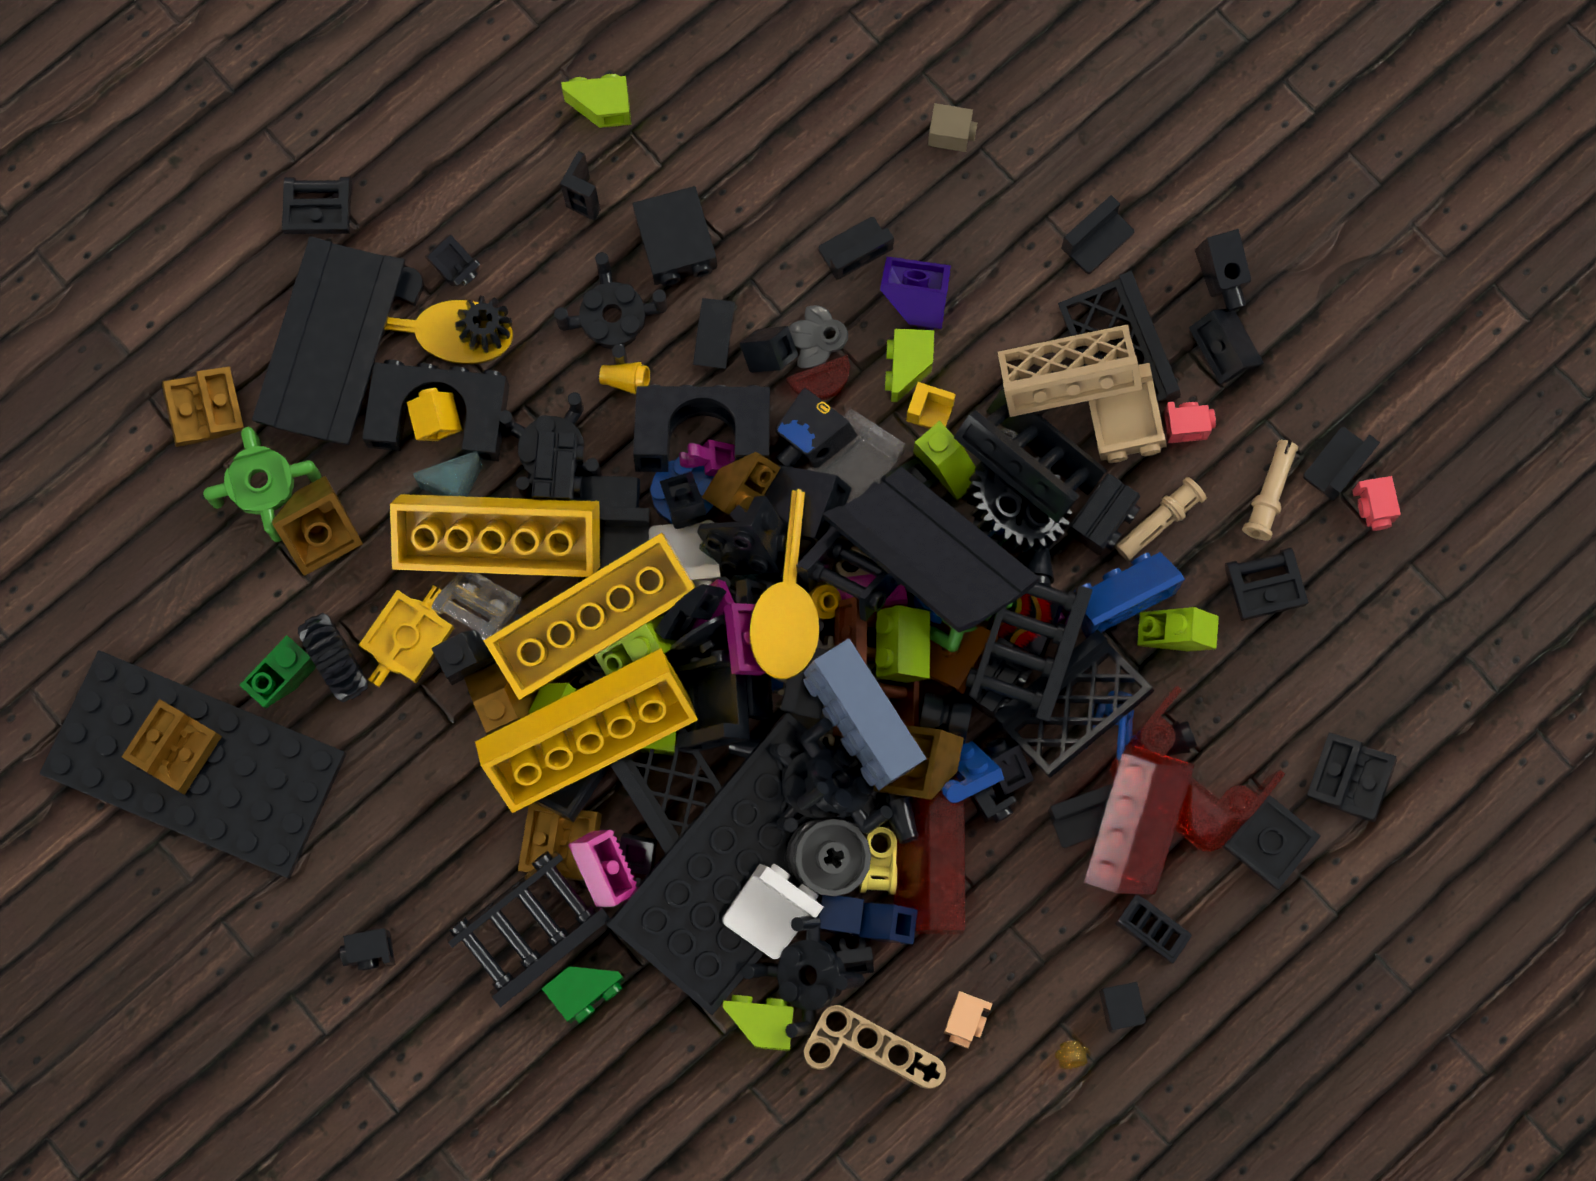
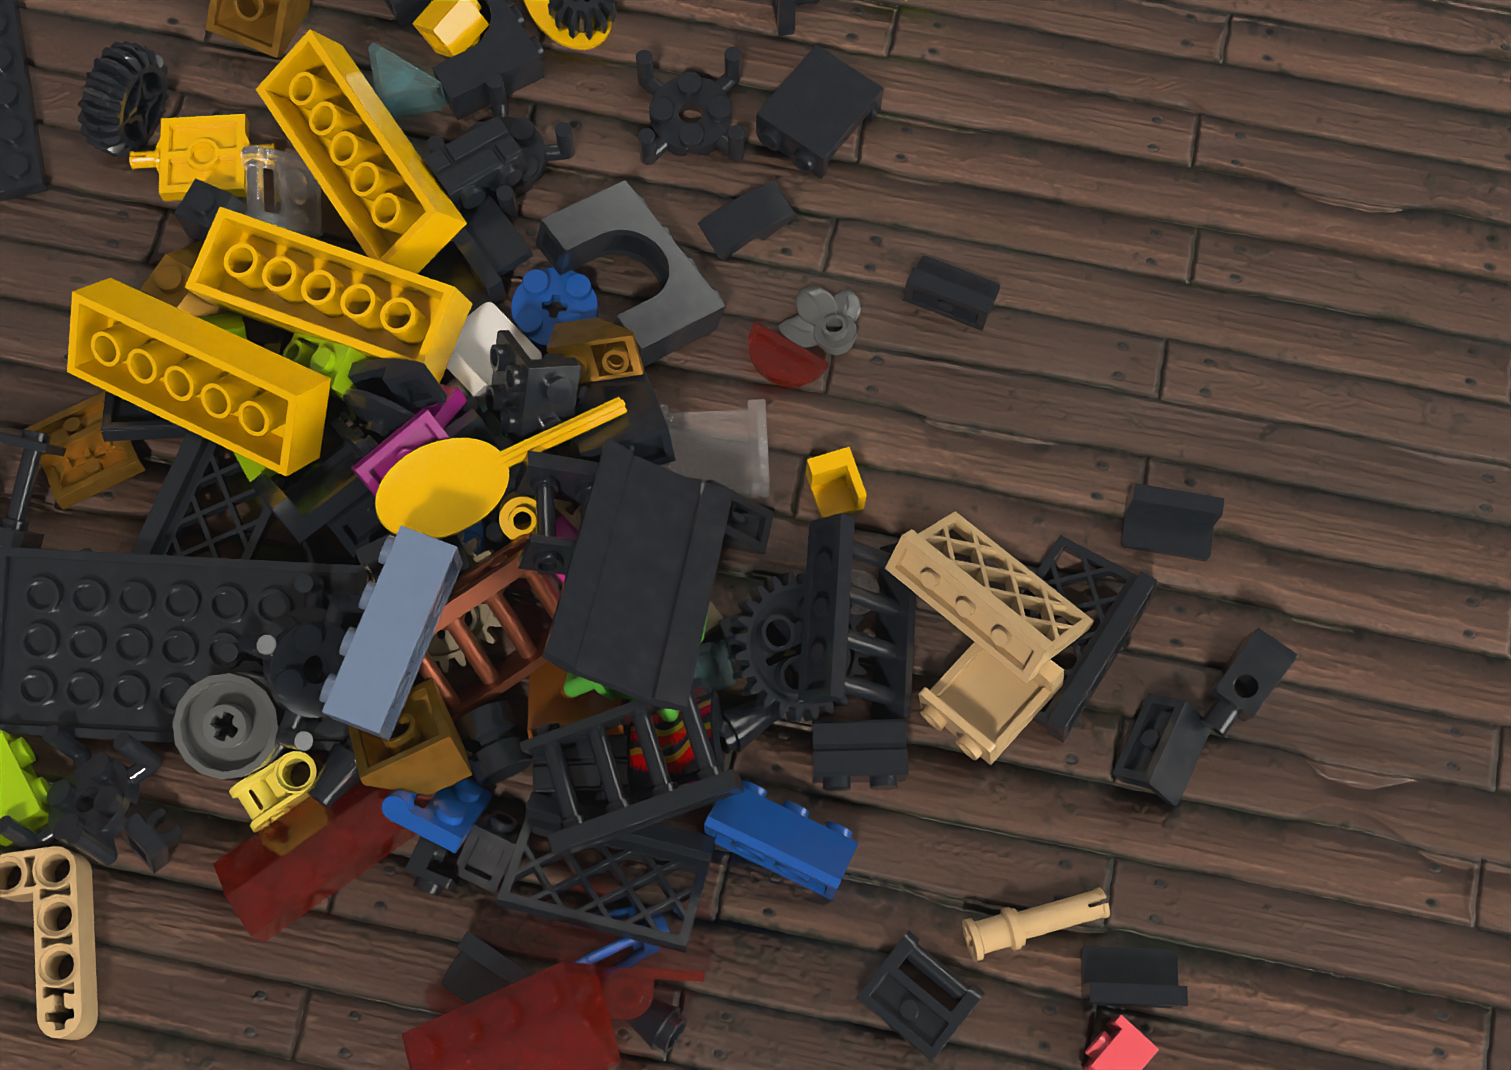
camera: 50 degrees right, 5 degrees down
(278, 673) = (63, 62): green slope -> none
(603, 867) = (68, 502): dark pink brick -> none
(625, 376) = (634, 168): yellow cone -> none
(639, 852) = (118, 520): black plate -> none
(683, 500) = (533, 307): black slope -> none
(711, 455) = (605, 303): magenta plate -> none
(766, 908) = (132, 699): white bracket -> none
(768, 349) = (771, 282): black panel -> none
(812, 432) = (710, 382): black torso -> none
(841, 915) = (187, 792): dark blue brick -> none
(888, 923) = (209, 847): dark blue brick -> none
(903, 644) = (520, 634): lime brick -> none
(912, 360) = (871, 427): lime slope -> none
(916, 290) = (952, 380): dark purple slope -> none
(945, 459) = (788, 534): lime slope -> none
(951, 127) = (1158, 288): dark tan brick -> none
(966, 1019) = (157, 1013): light nougat brick -> none
(1171, 509) = (923, 823): tan pin -> none
(1178, 629) = (788, 932): lime slope -> none
(1188, 422) = (1039, 769): coral brick -> none

